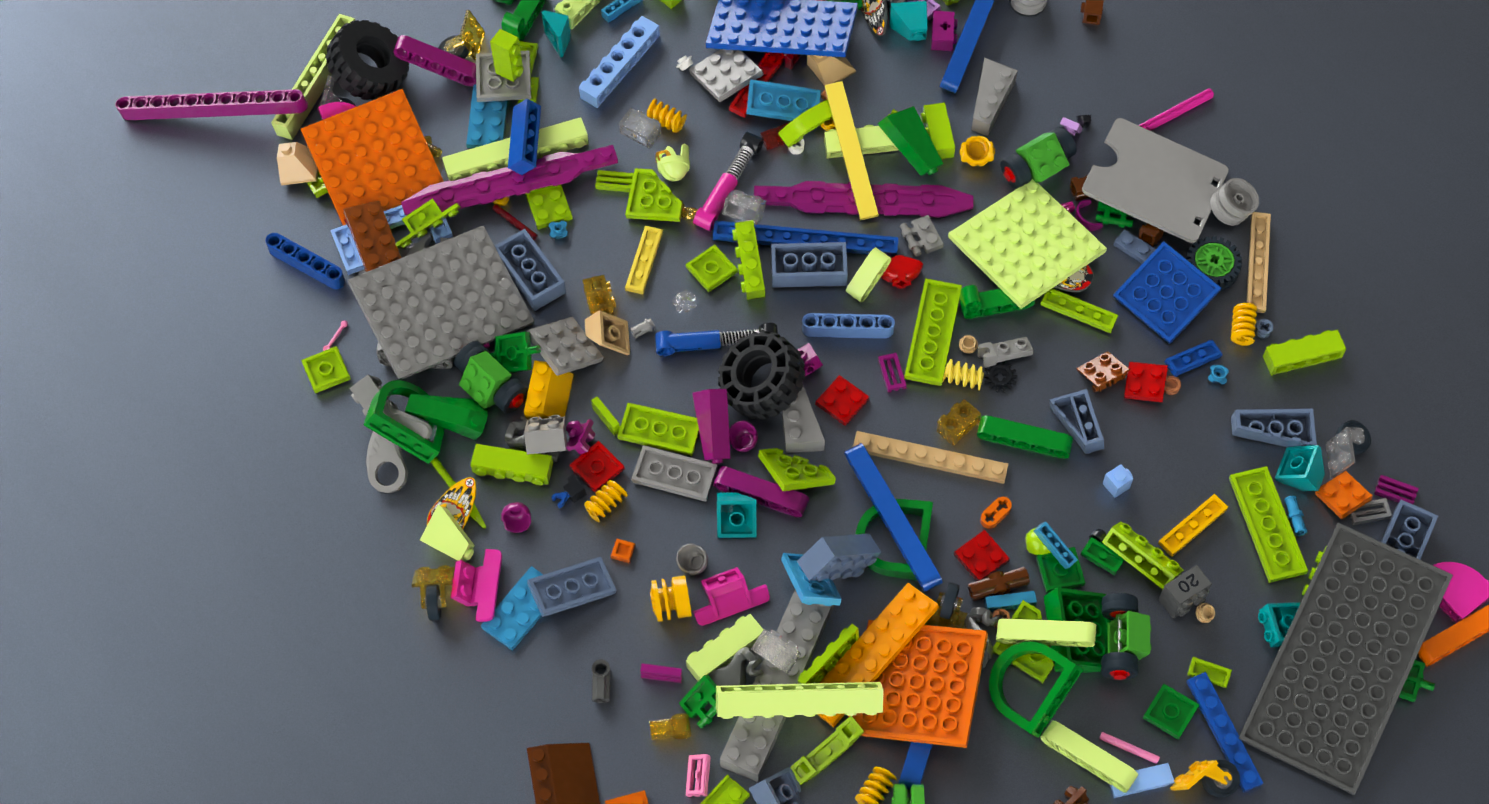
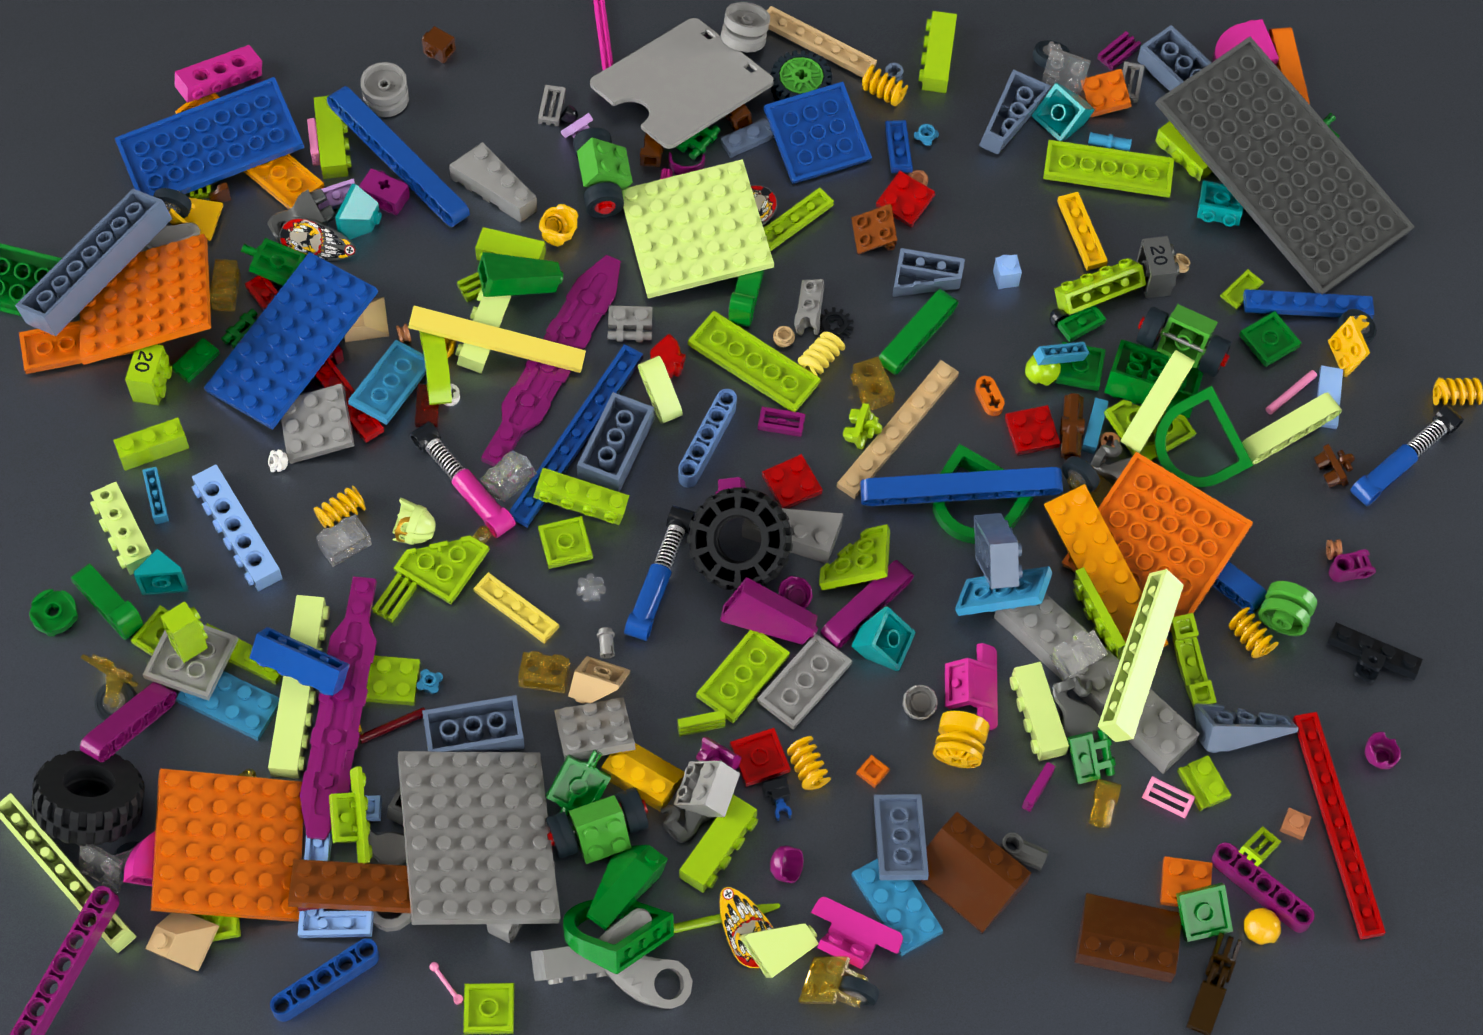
camera: 70 degrees left, 0 degrees up
(567, 650) = (972, 872): none -> reddish brown slope
(915, 429) = (865, 426): none -> lime hips
(1087, 108) = (555, 89): none -> light grey tile

